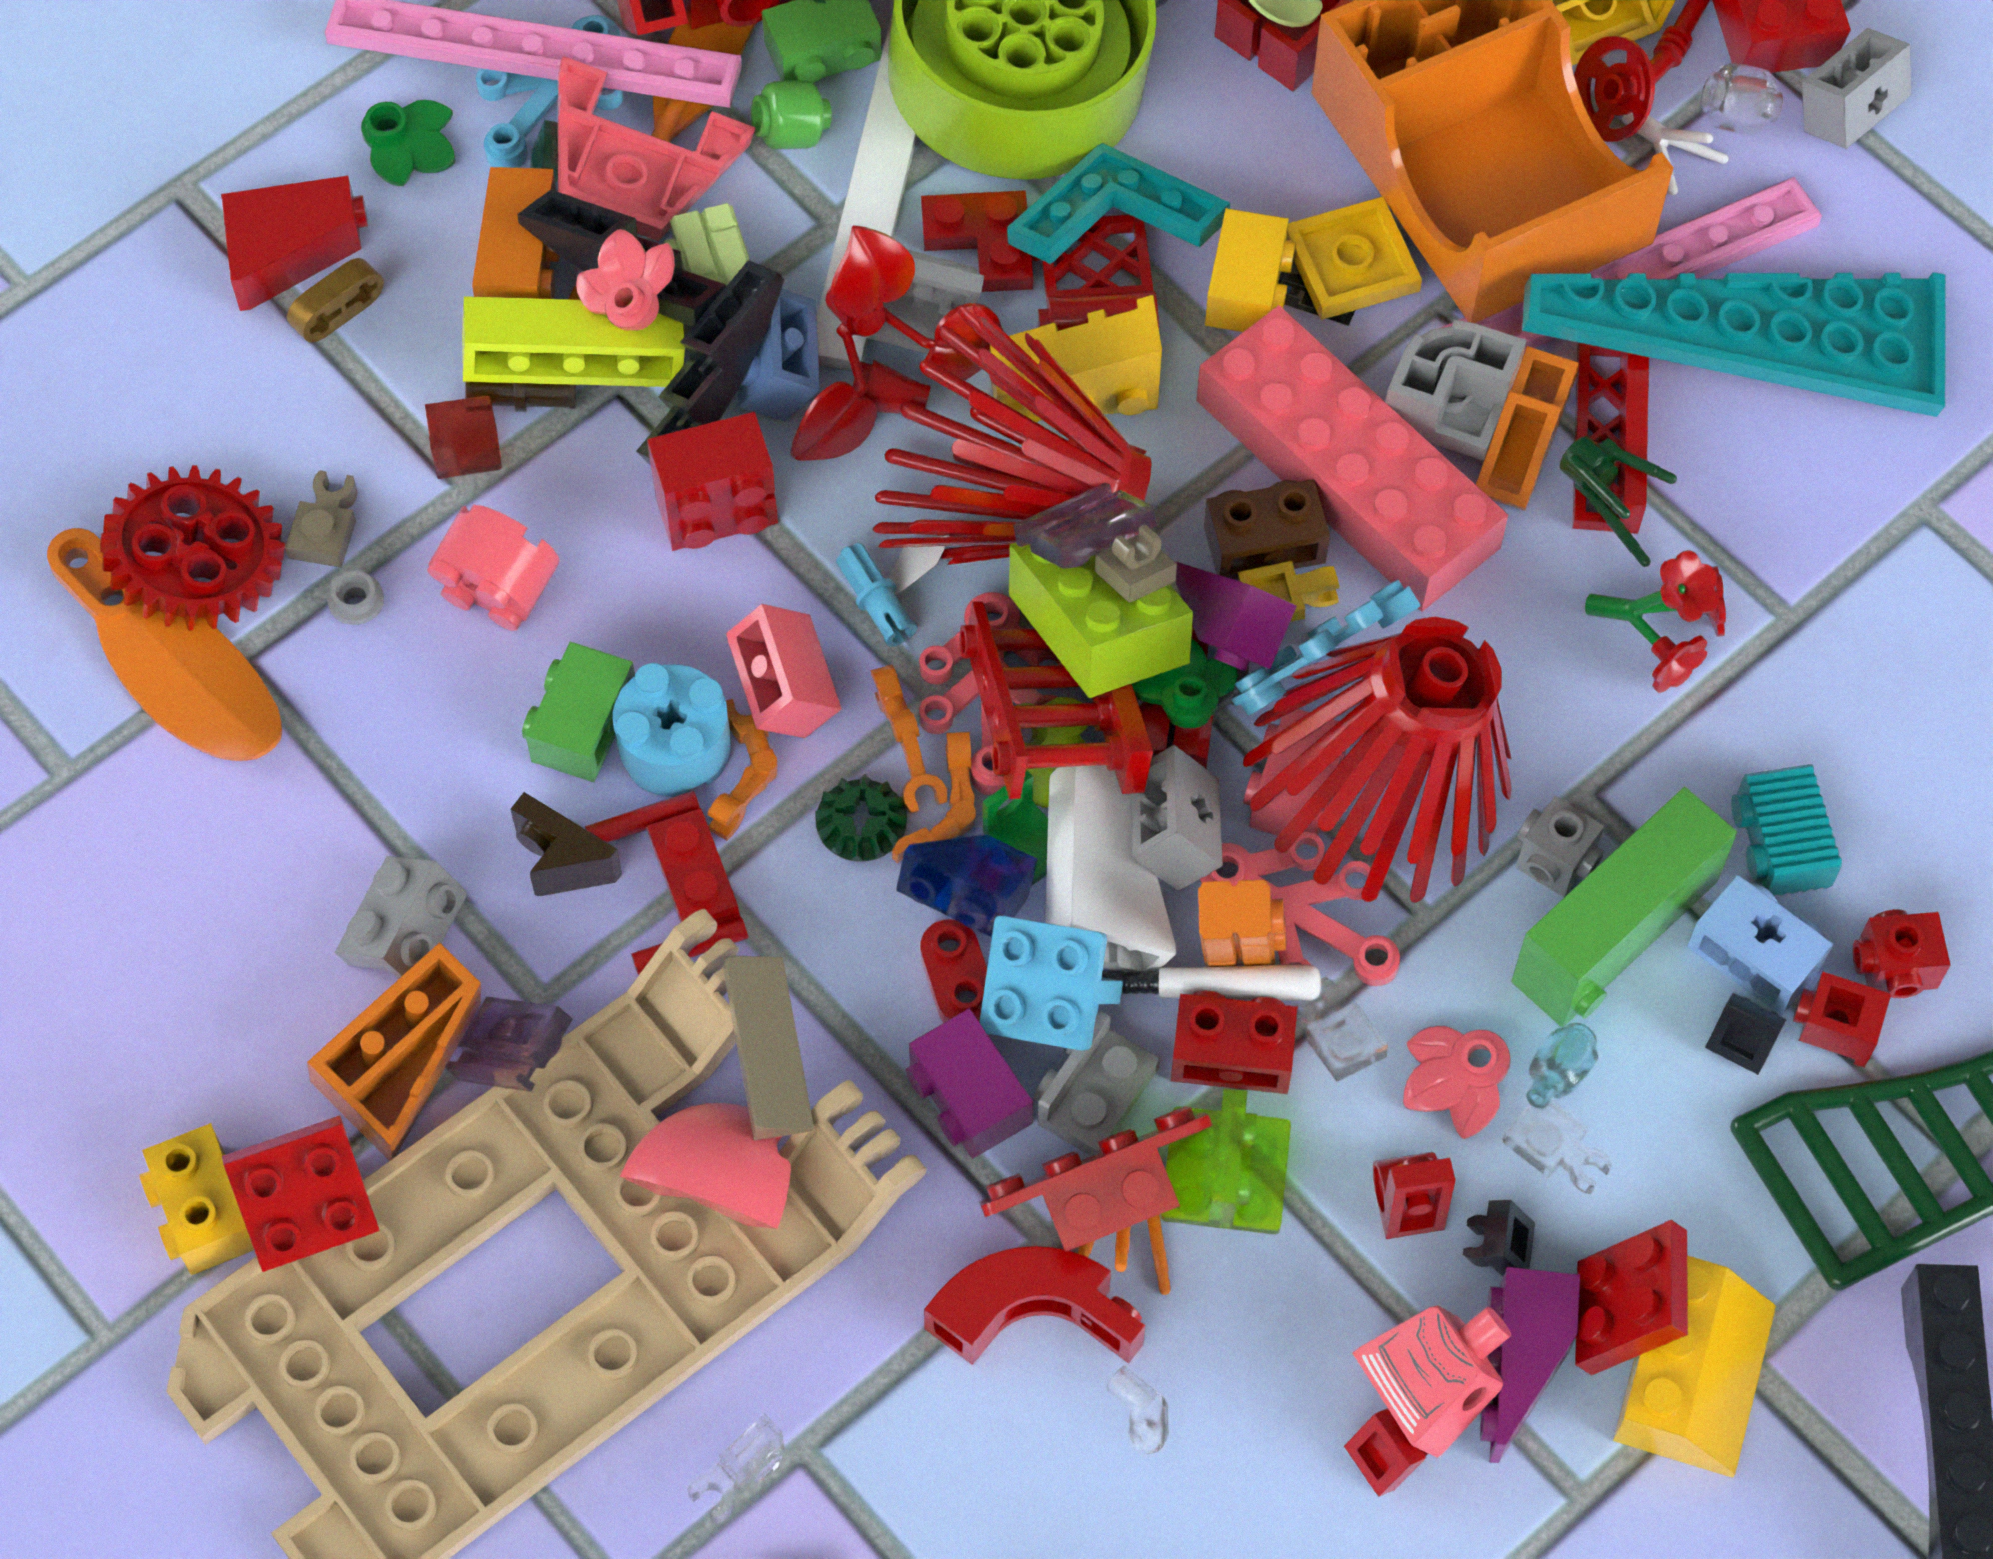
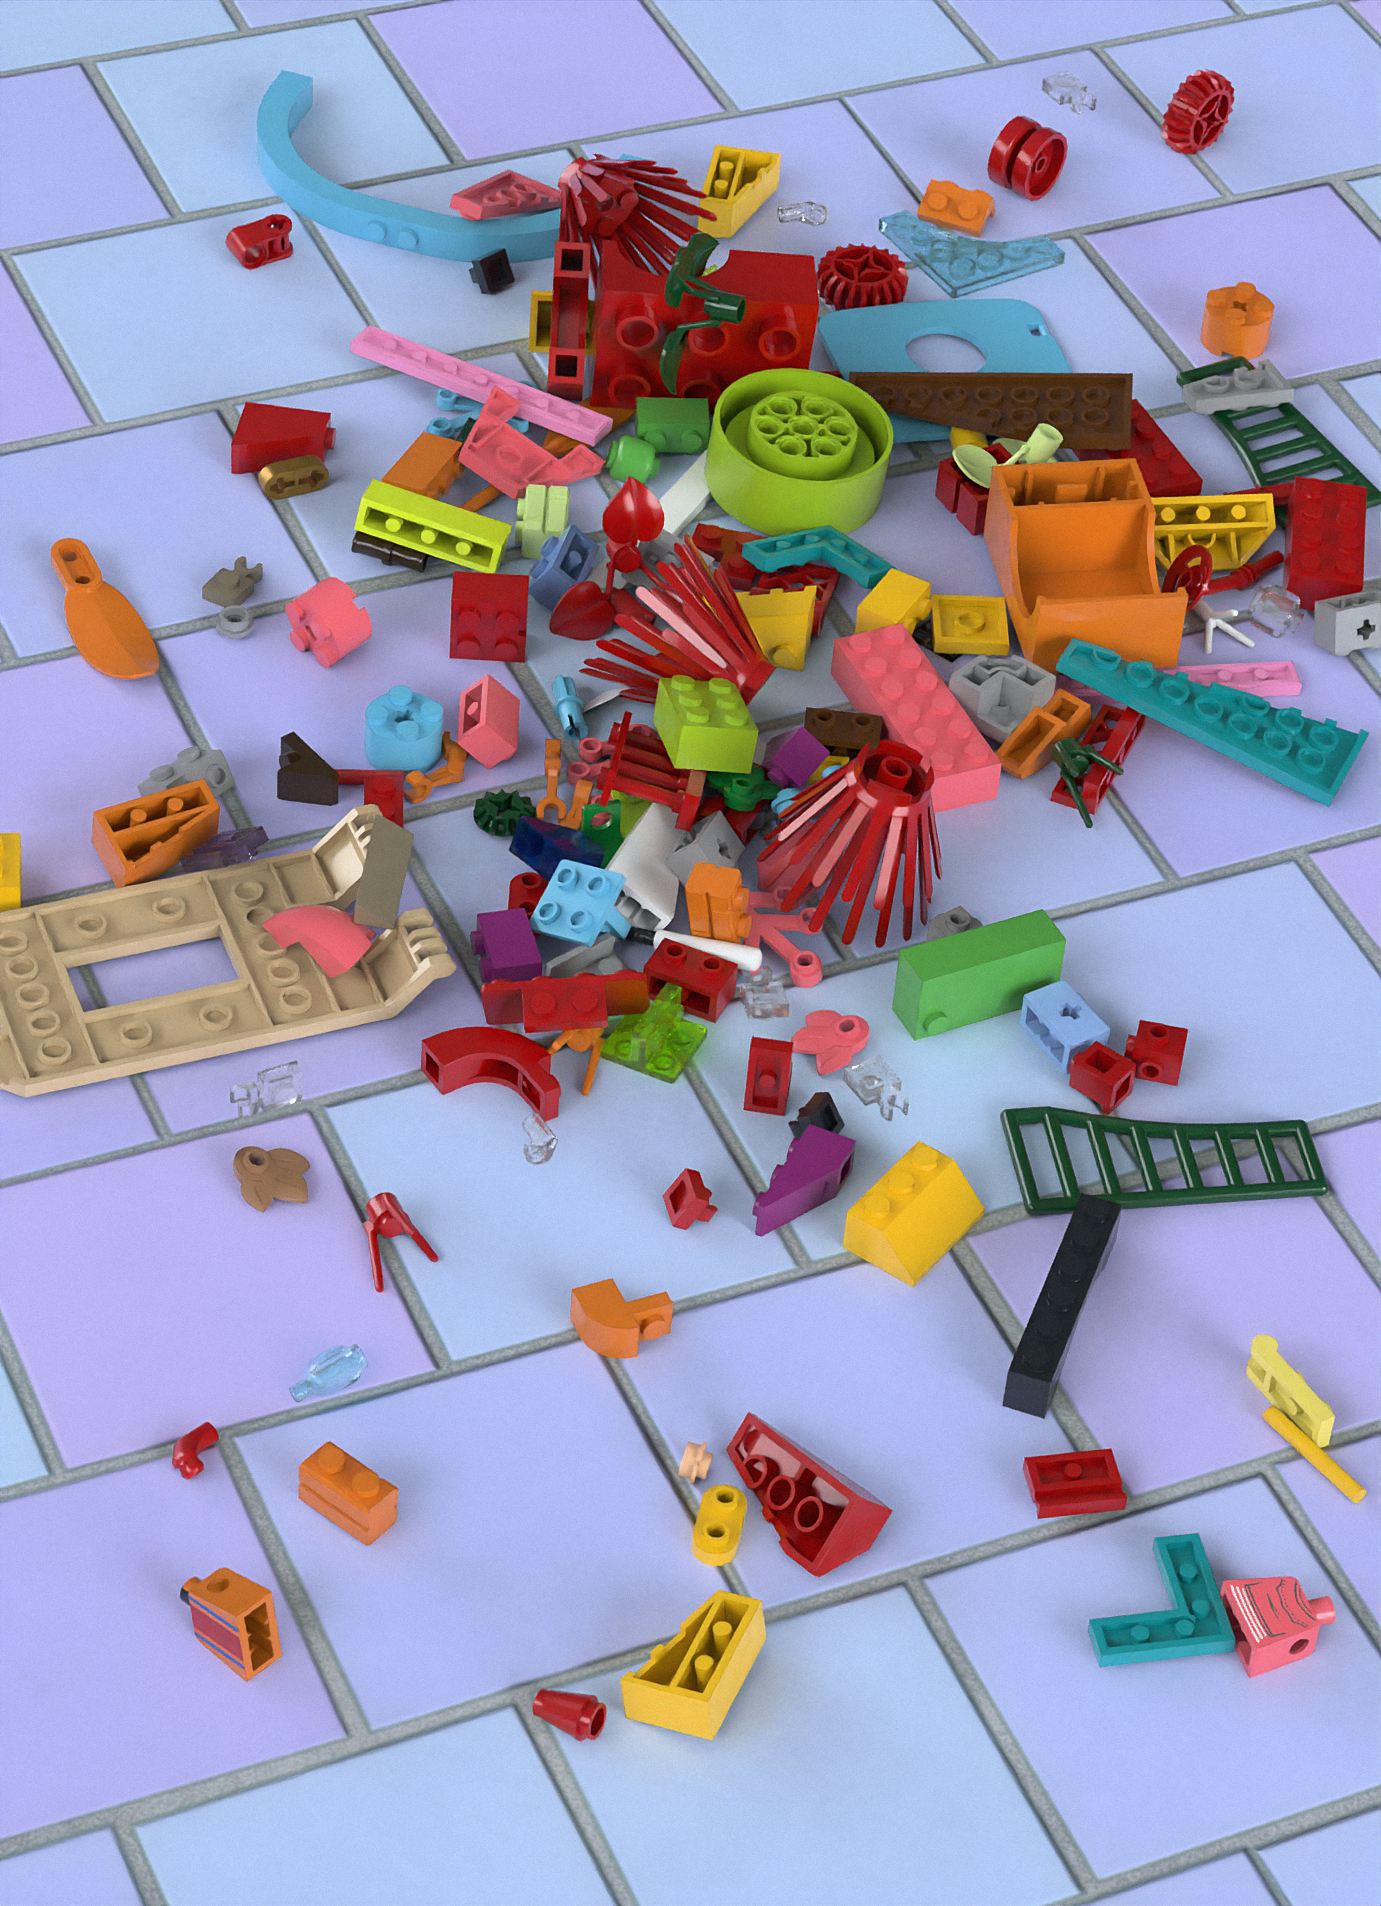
camera: 15 degrees right, 20 degrees down
(192, 547) = (144, 568): red gear -> none
(300, 1193) = (59, 872): red plate -> none
(412, 142) = (379, 414): green plate -> none
(463, 436) = (342, 559): clear red panel -> none
(575, 716) = (340, 709): bright green brick -> none
(580, 228) = (480, 488): black slope -> none
(624, 276) = (480, 495): coral plate -> none
(721, 351) = (531, 543): black slope -> none
(1084, 525) = (696, 672): plate -> none
(1136, 565) = (732, 697): dark tan tile -> none
(1435, 1373) = (736, 1160): coral torso -> none
(1561, 1063) = (901, 1046): clear light blue plant -> none
(1632, 1298) = (882, 1158): red plate -> none
(1690, 590) = (1096, 817): red plant -> none
(1745, 1033) = (1032, 1066): black tile -> none
(1787, 830) = (1113, 976): teal brick -> none

